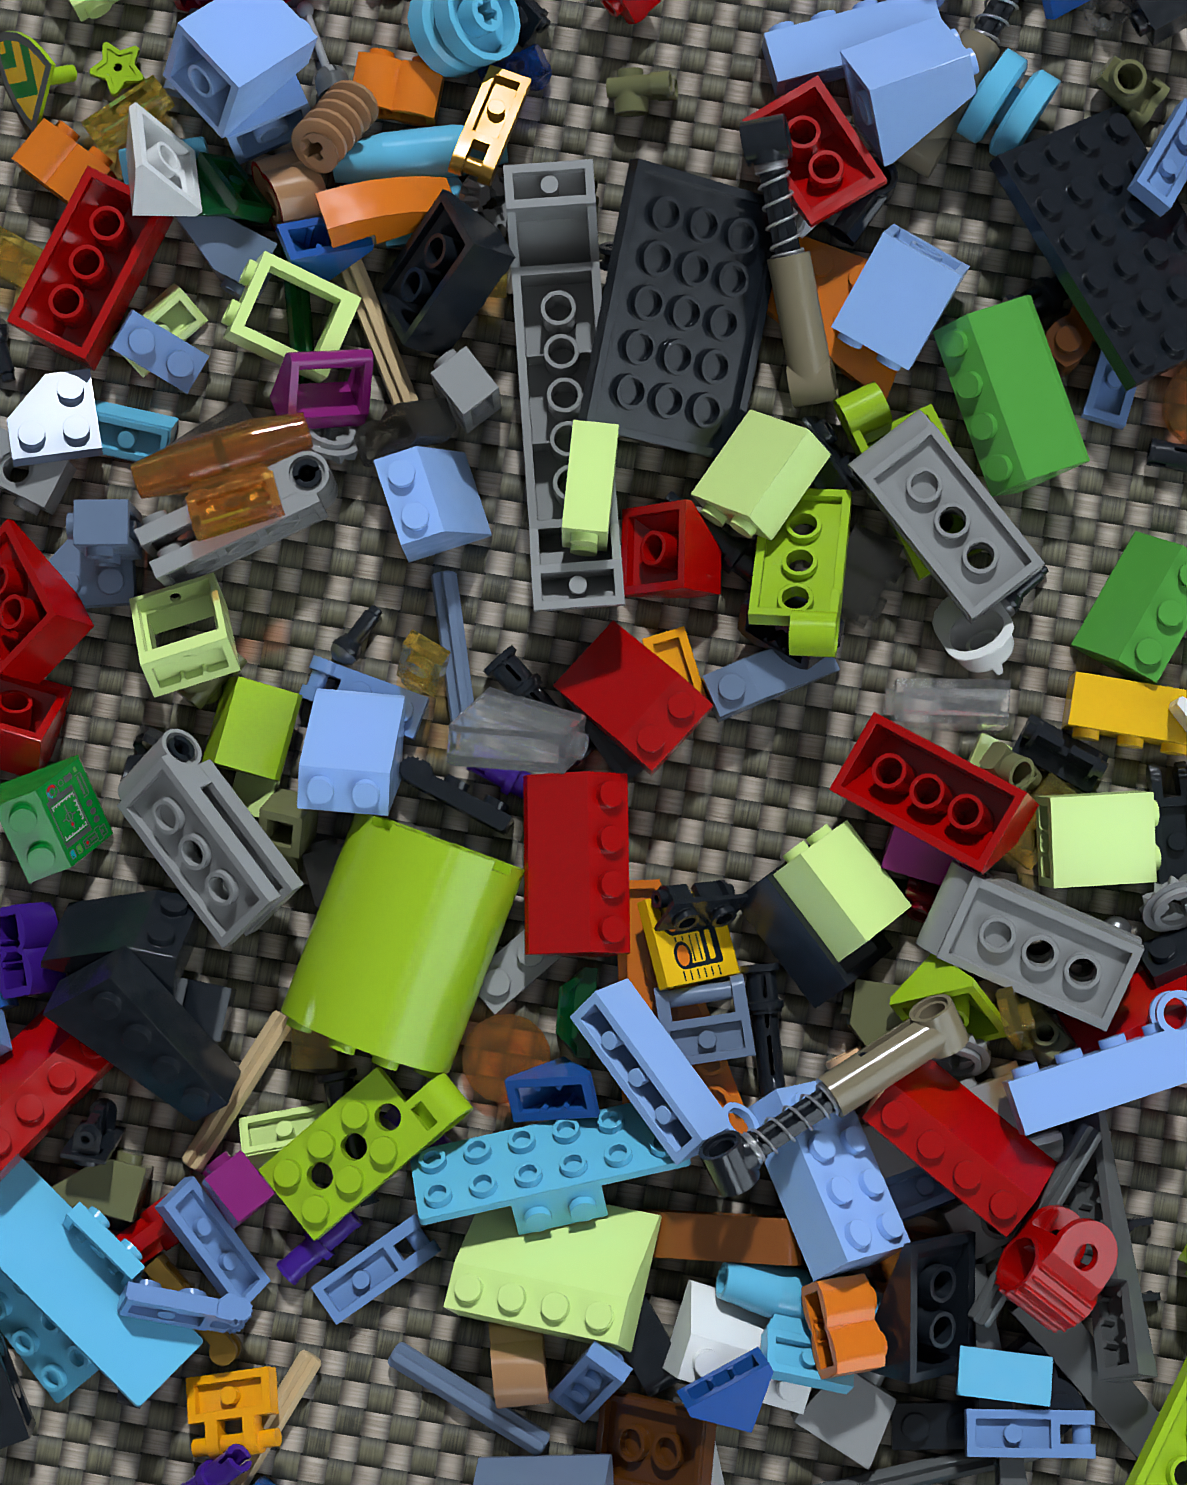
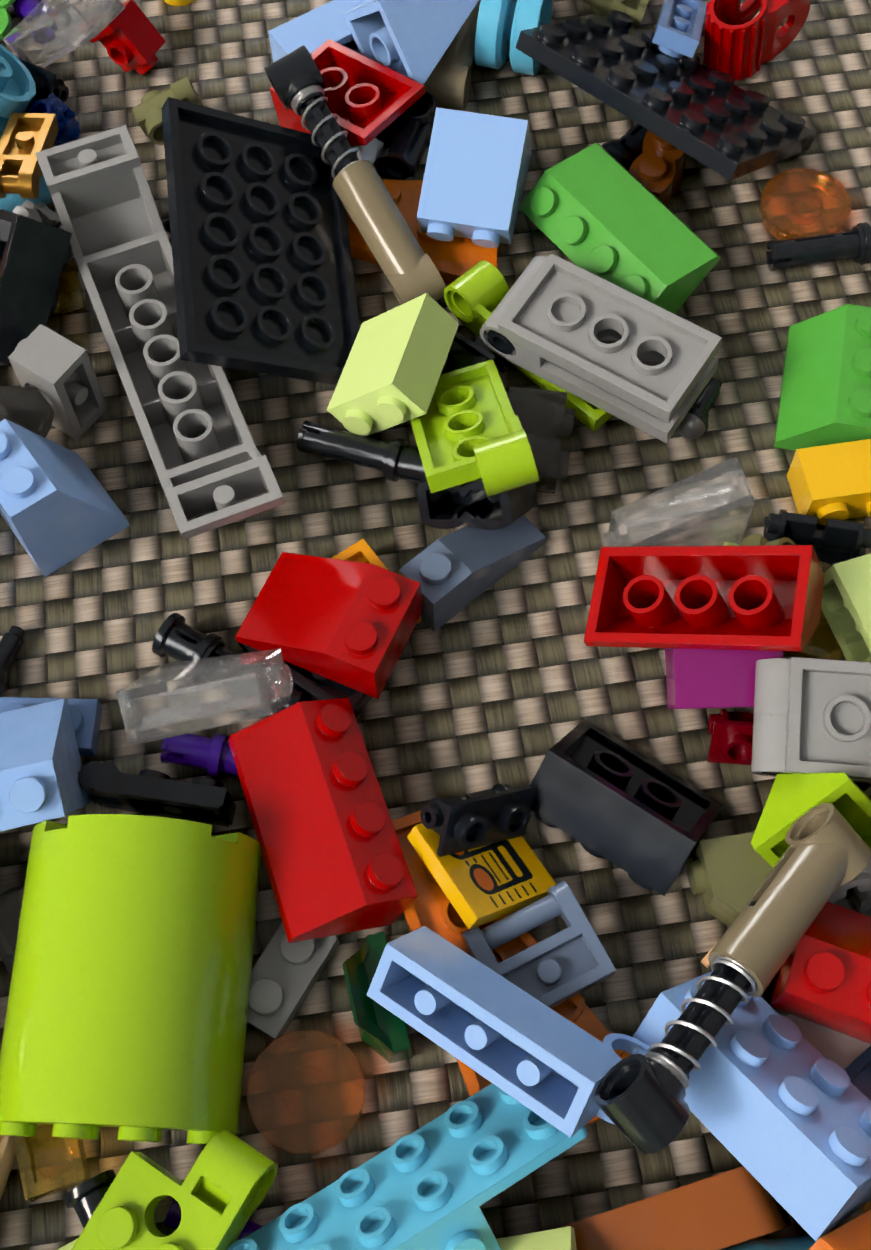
camera: 20 degrees left, 20 degrees down
(422, 664) = (77, 654): clear yellow plate -> none
(453, 639) = (107, 625): sand blue axle -> none
(552, 1092) = (376, 1111): blue slope -> none
(589, 487) = (206, 394): yellowish green brick -> none
(669, 552) = (325, 475): red slope -> none
(764, 999) = (606, 920): black pin -> none
(841, 888) = (639, 745): yellowish green brick -> none
(976, 645) = (685, 454): white piece -> none
(1106, 397) = (710, 207): medium blue plate -> none

